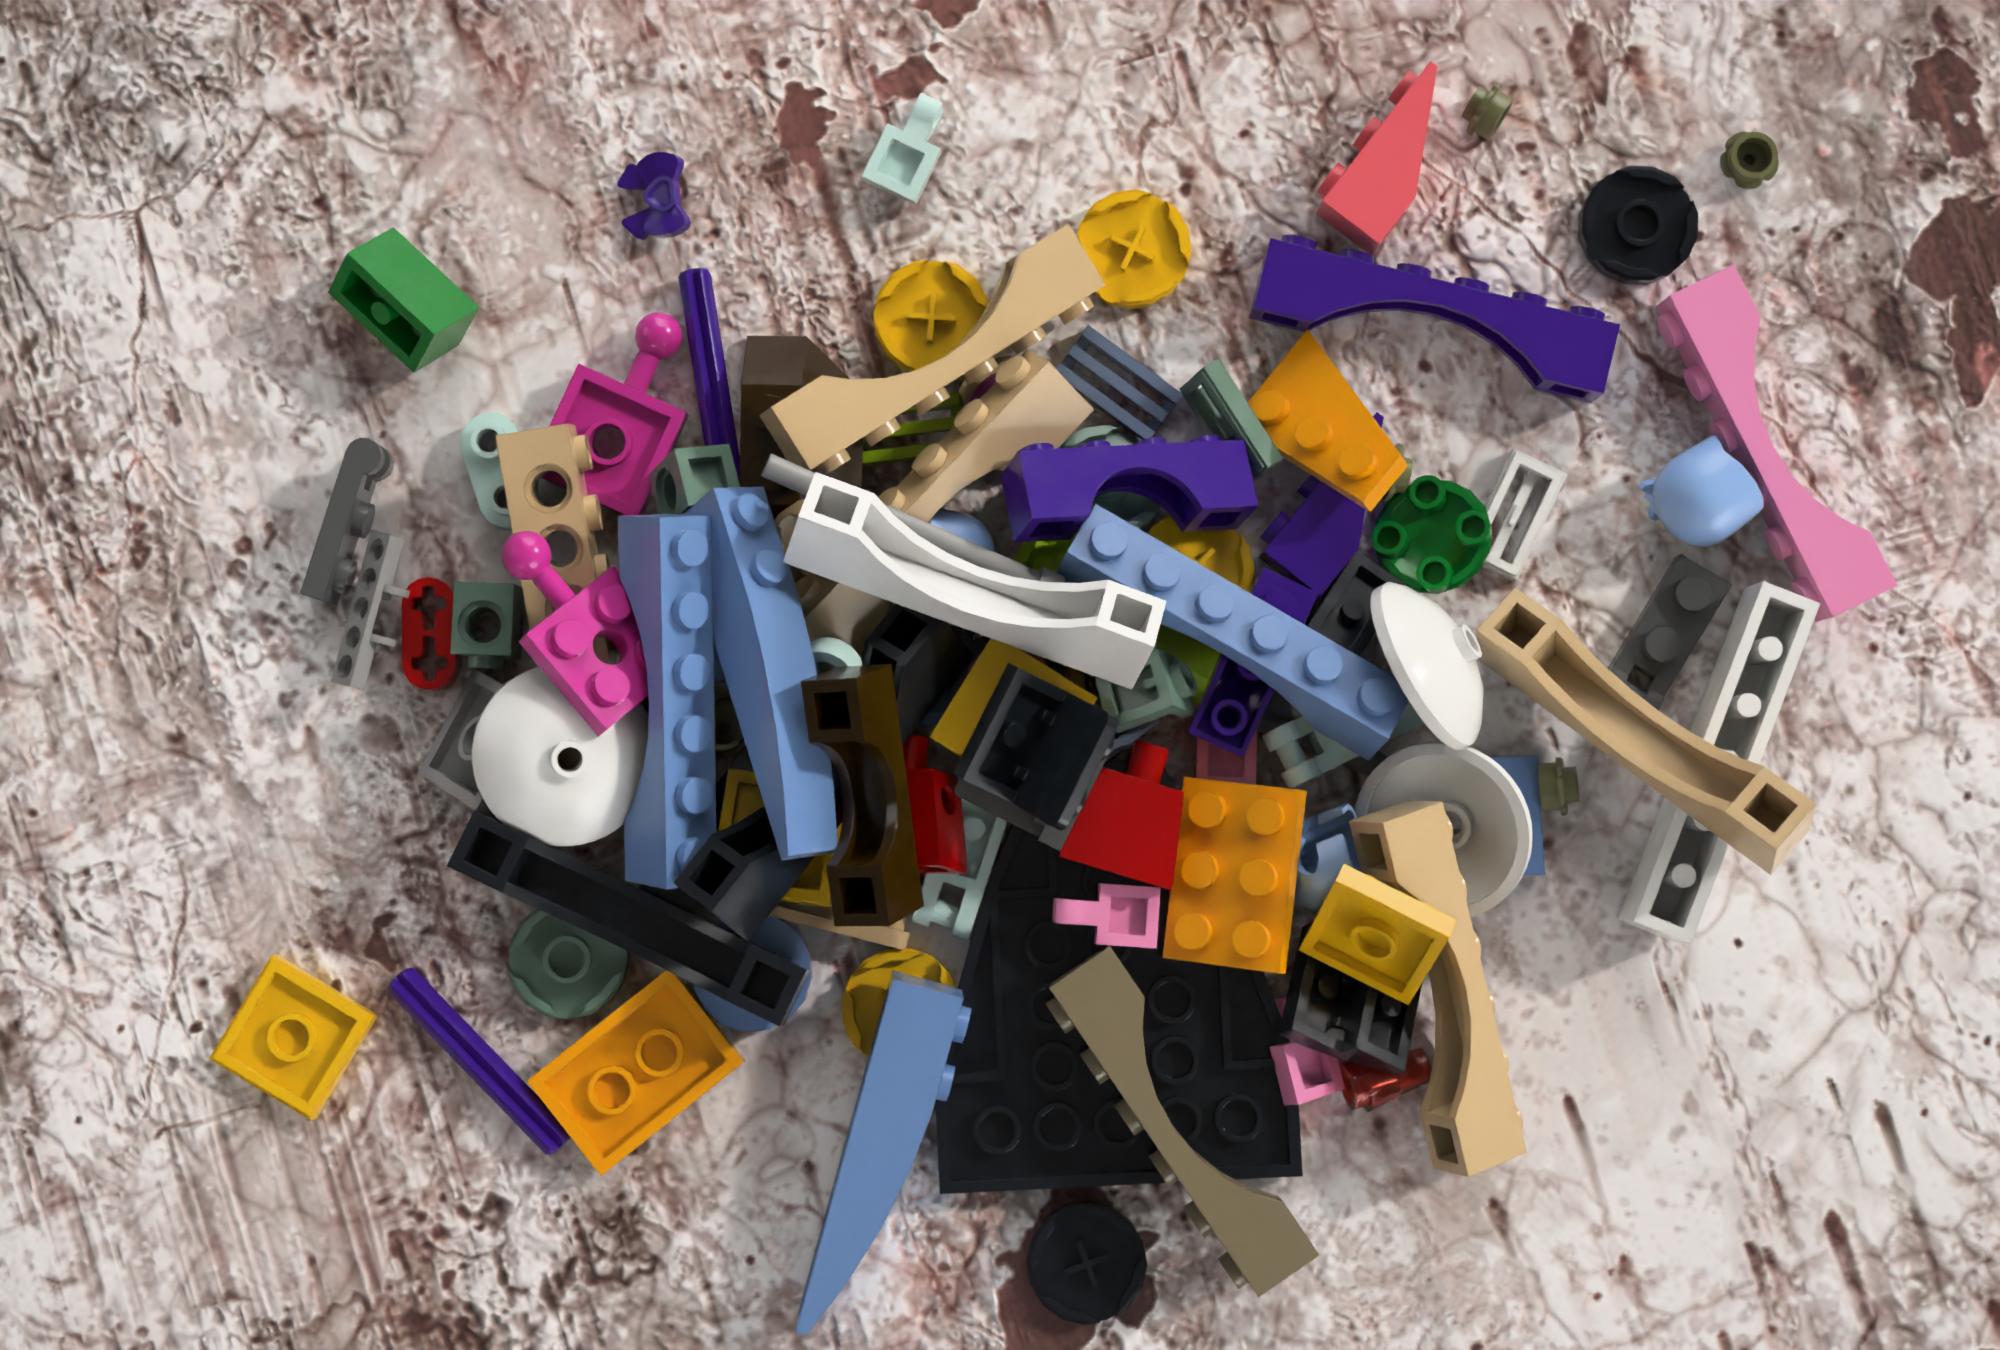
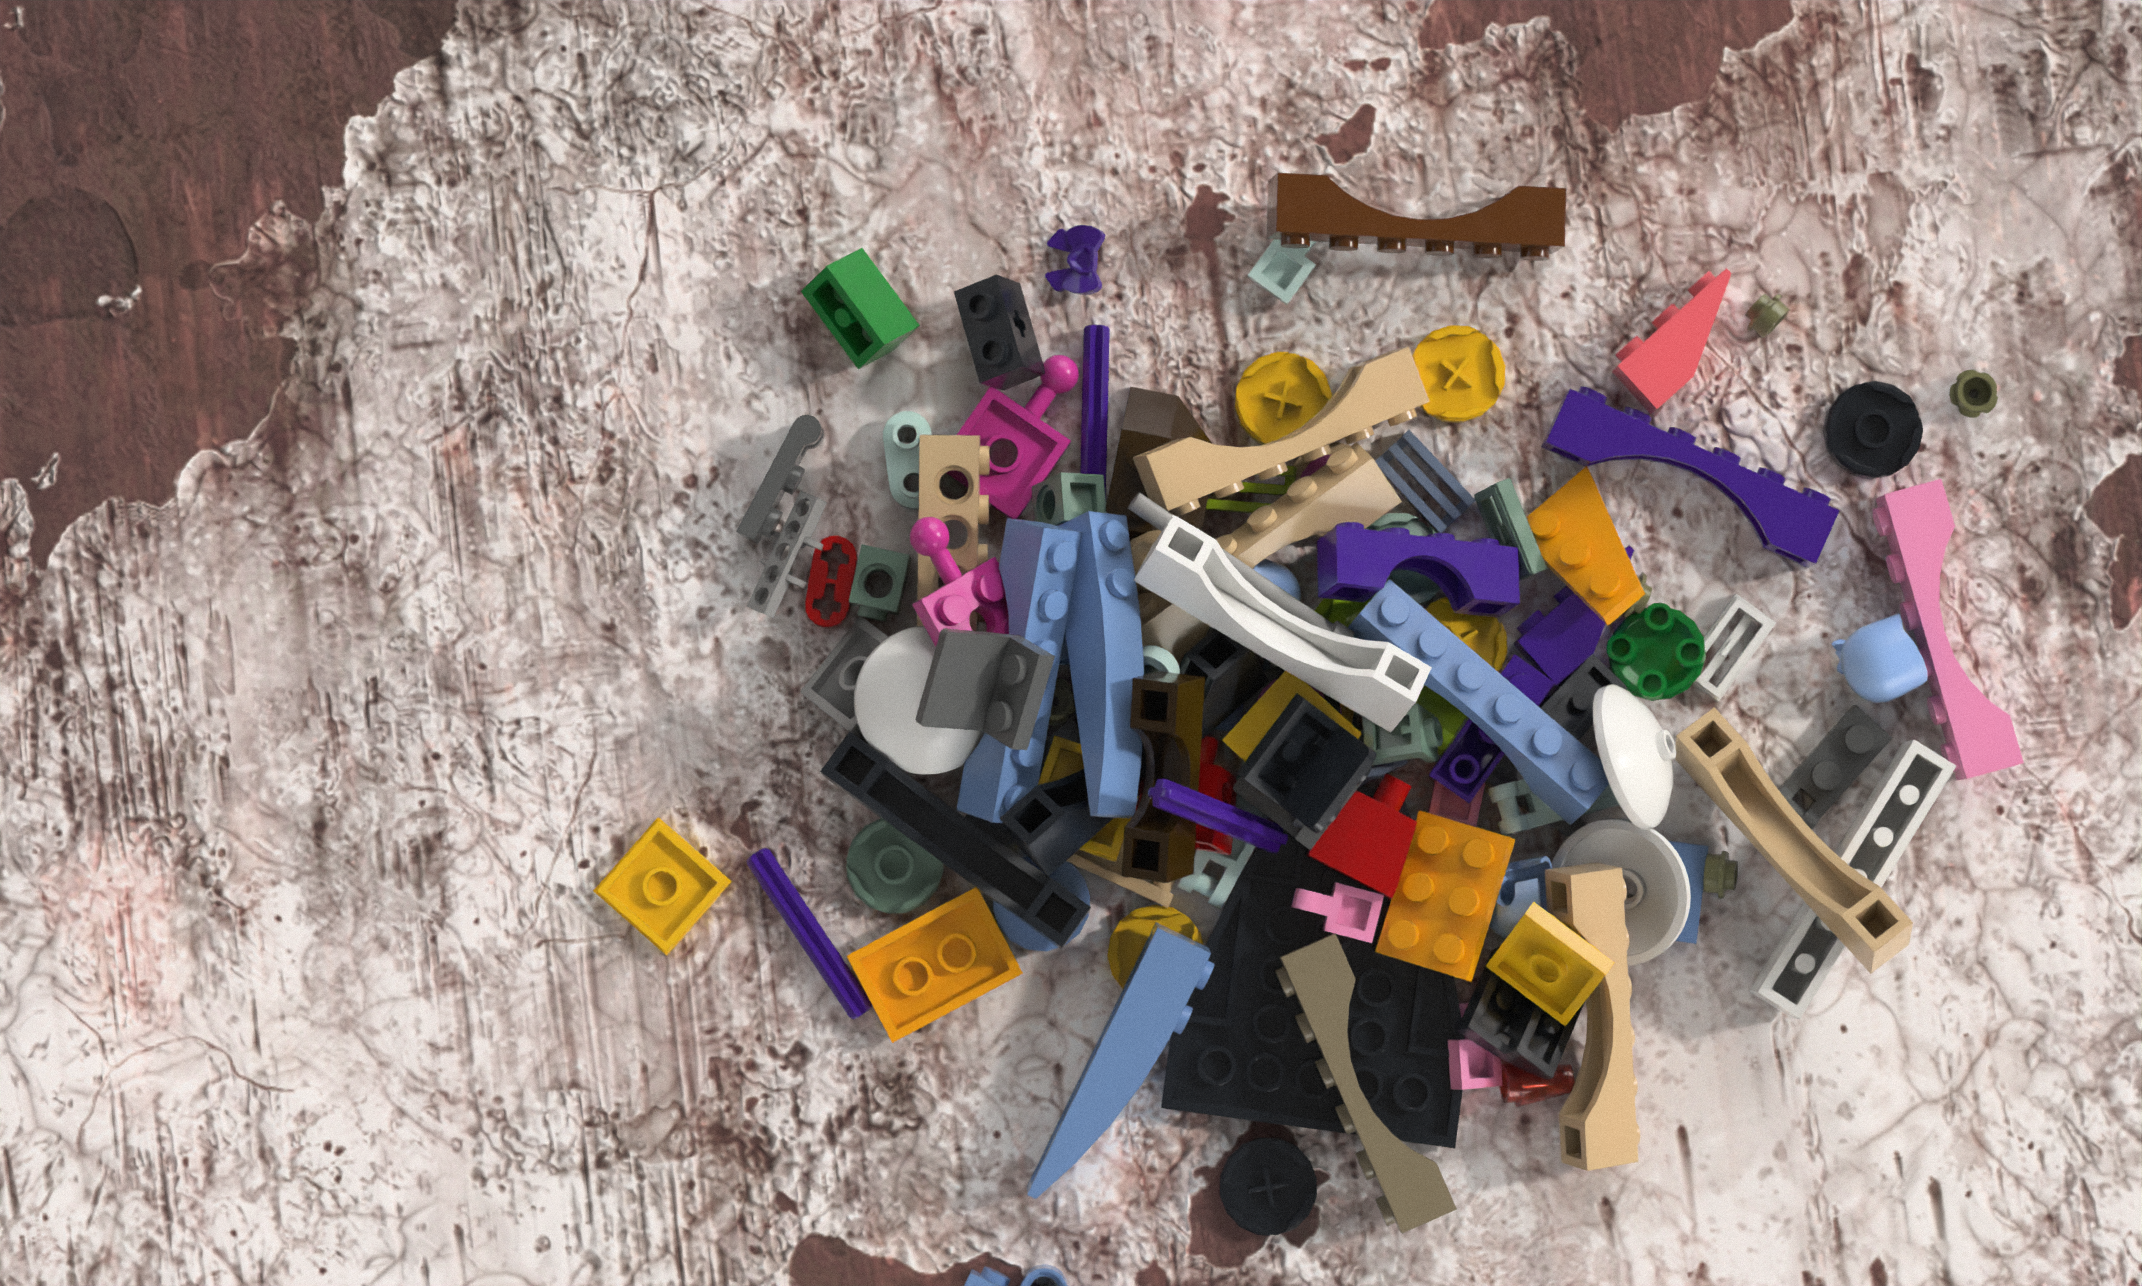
camera: 15 degrees right, 0 degrees up
(575, 297) = (999, 332): none -> black brick
(620, 723) = (986, 685): none -> dark grey bracket
(929, 80) = (1318, 210): none -> reddish brown arch
(936, 830) = (1217, 815): none -> dark purple axle

